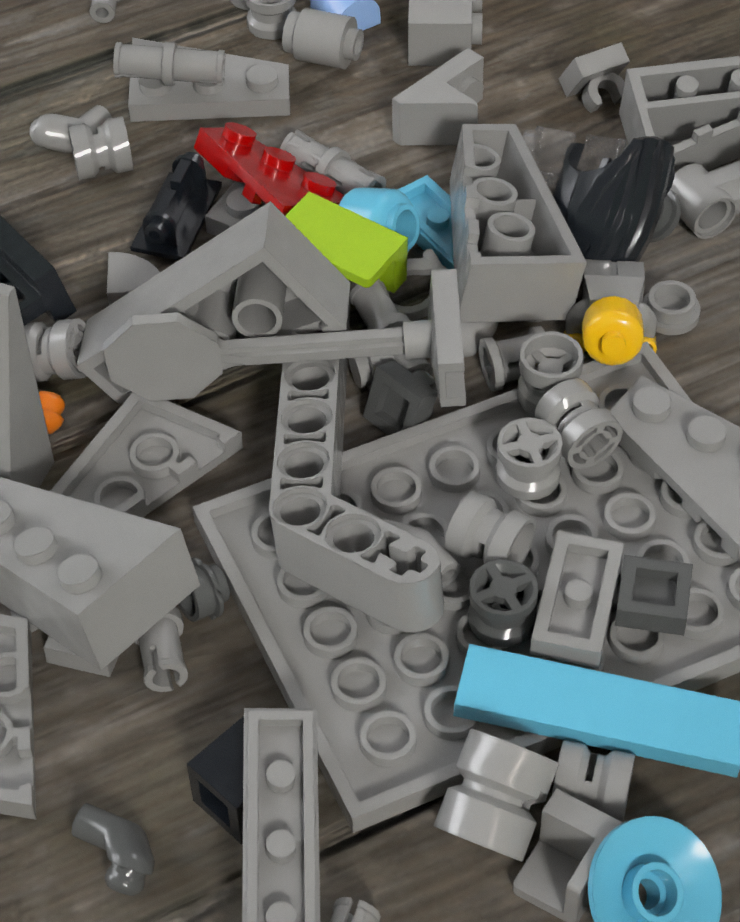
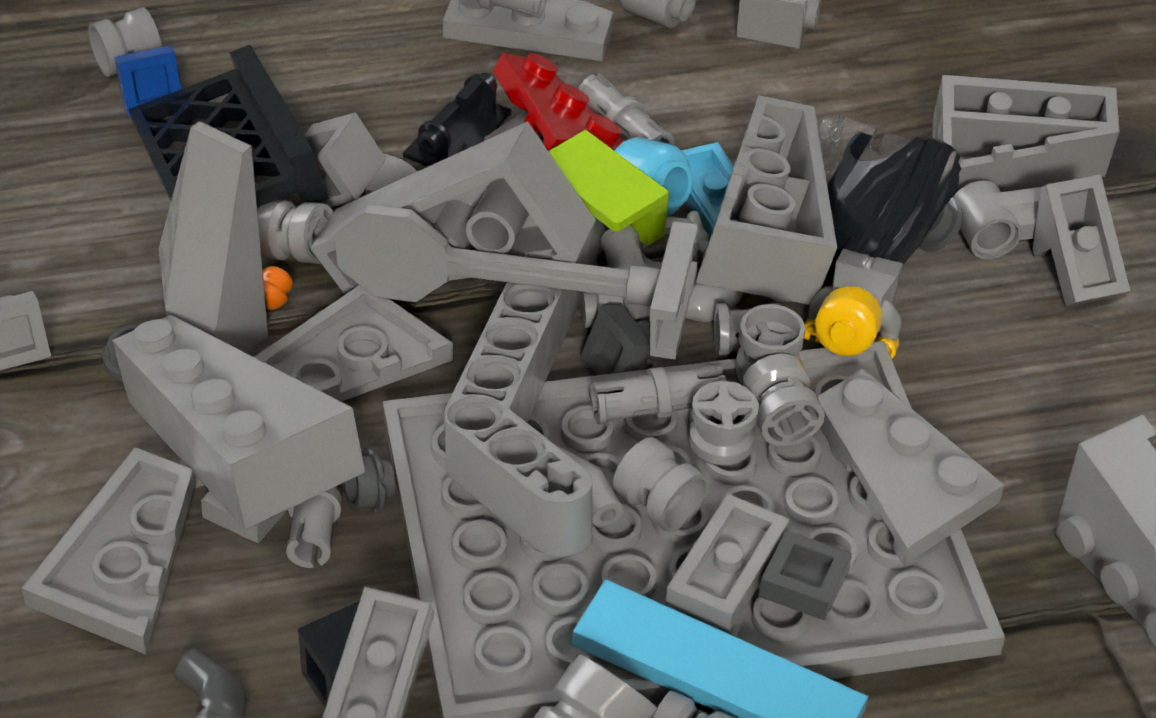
camera: 10 degrees right, 5 degrees down
(52, 129) = (378, 36): light grey arm -> none
(81, 263) = (346, 156): none -> light grey panel
(100, 148) = (402, 54): light grey wheel -> none
(440, 103) = (763, 67): light grey slope -> none
(452, 443) = (650, 394): none -> light grey pin
(511, 587) = (655, 532): dark grey wheel -> none
(596, 71) = (917, 75): light grey tile -> none
(674, 307) = (924, 315): light grey plate -> none

